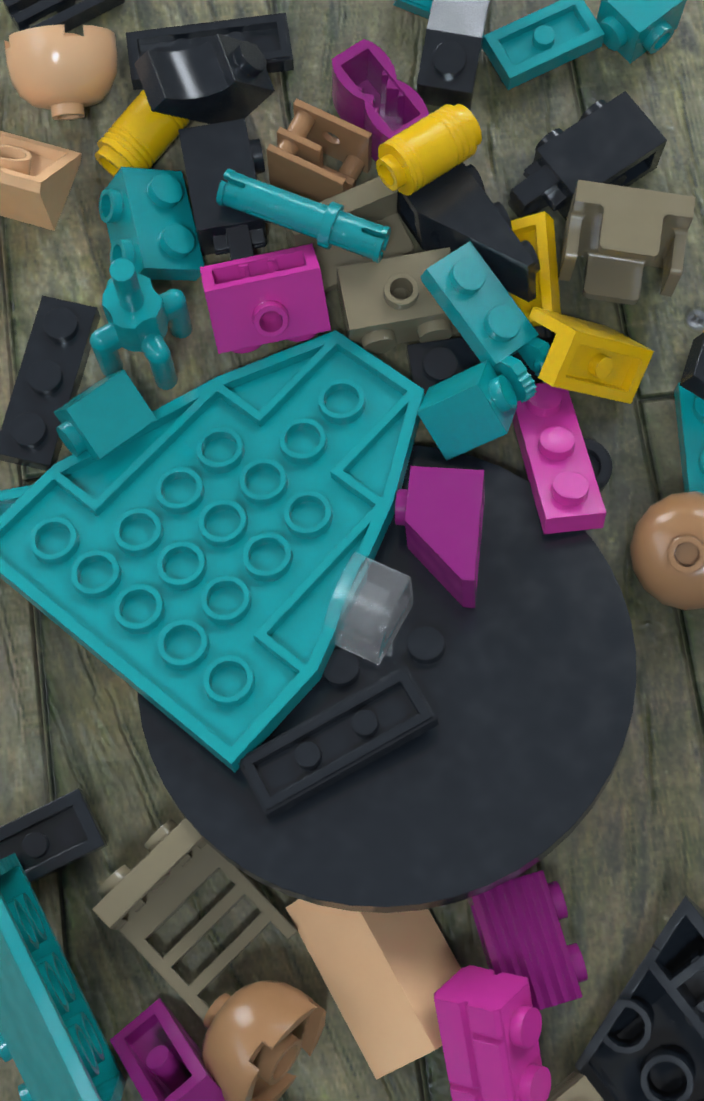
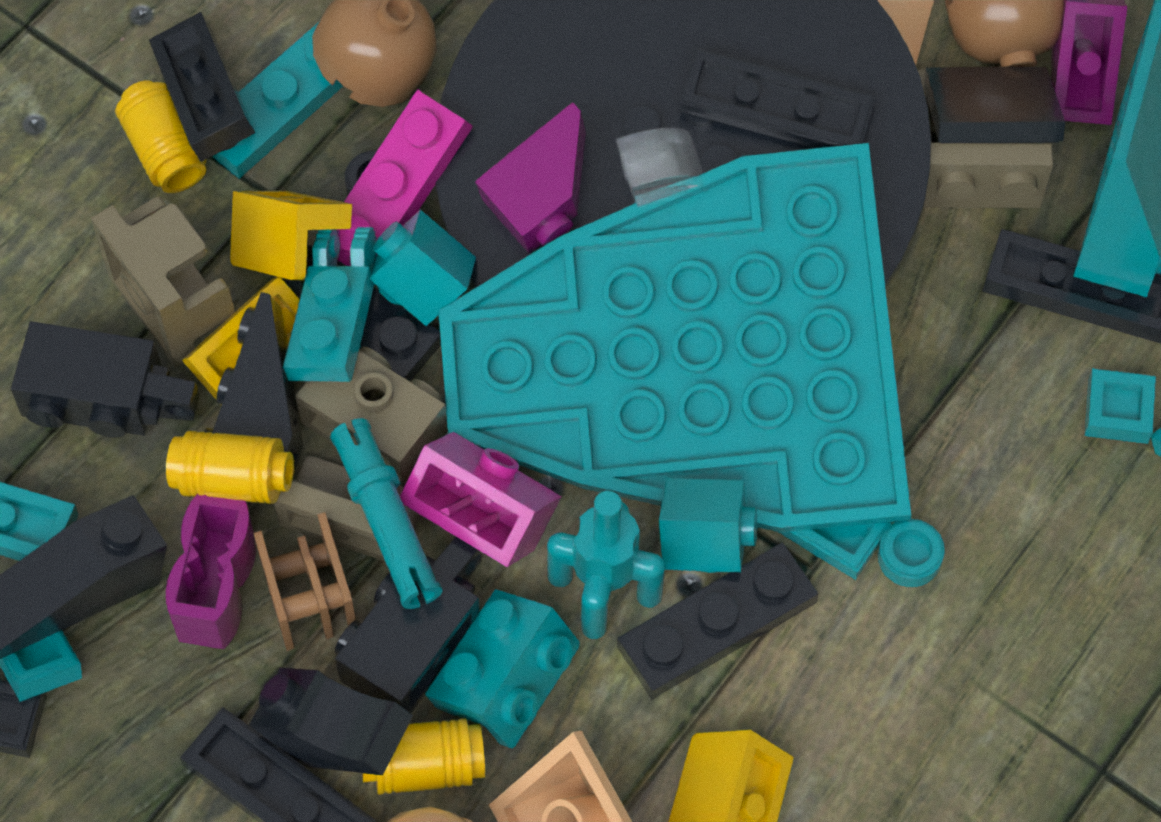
camera: 135 degrees left, 10 degrees down
(191, 933) = (994, 105): none -> black tile

